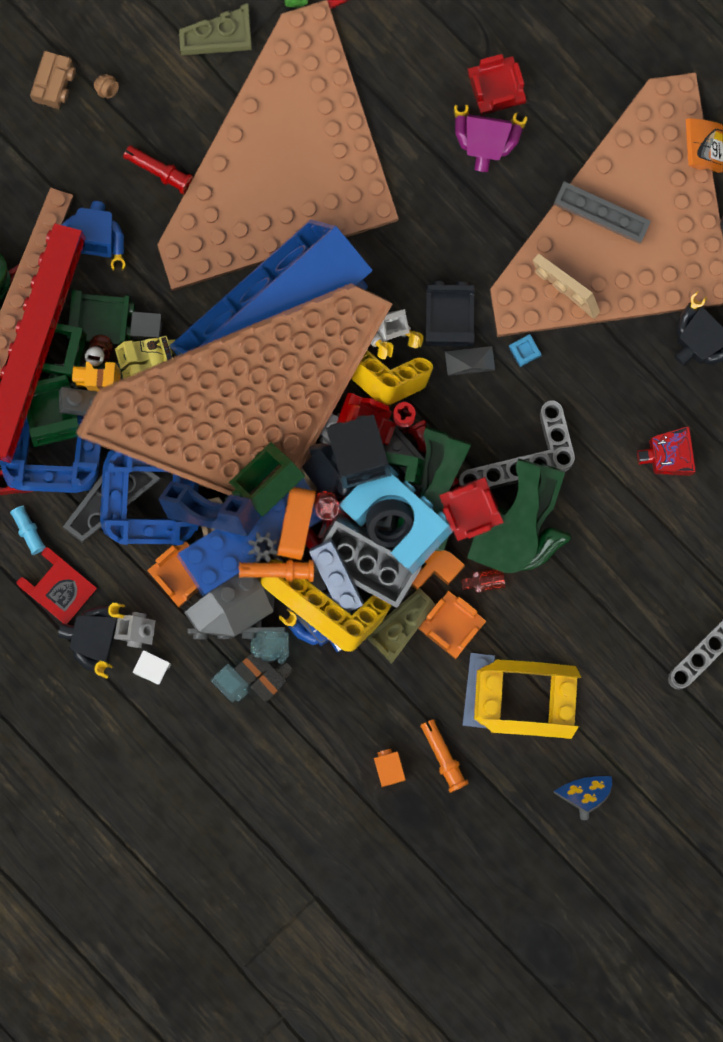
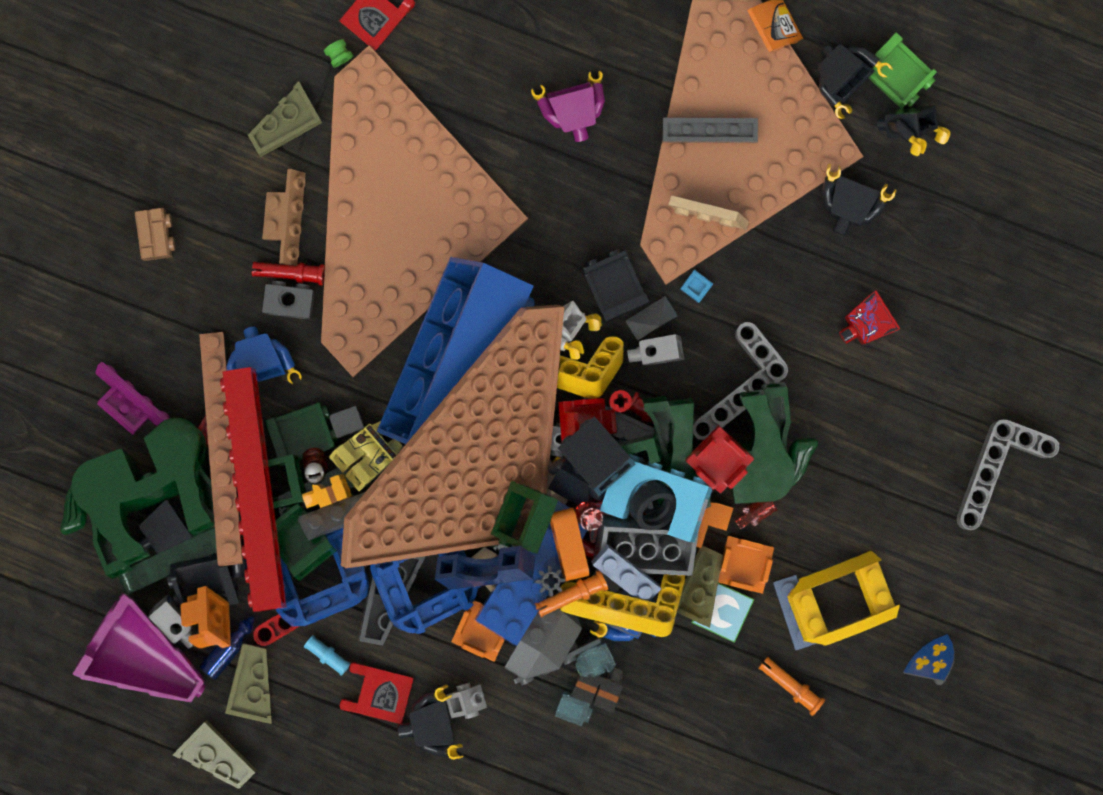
camera: 30 degrees left, 5 degrees up
(106, 86) = (205, 217): medium nougat plate -> none
(151, 667) = (496, 727): white panel -> none
(154, 205) = (274, 304): none -> dark grey brick
(178, 117) = (284, 217): none -> medium nougat bracket
(389, 768) = (748, 719): orange brick -> none
(415, 661) = (728, 613): none -> medium azure tile
(471, 391) = (667, 350): none -> light grey torso
(497, 84) = (560, 53): red panel -> none

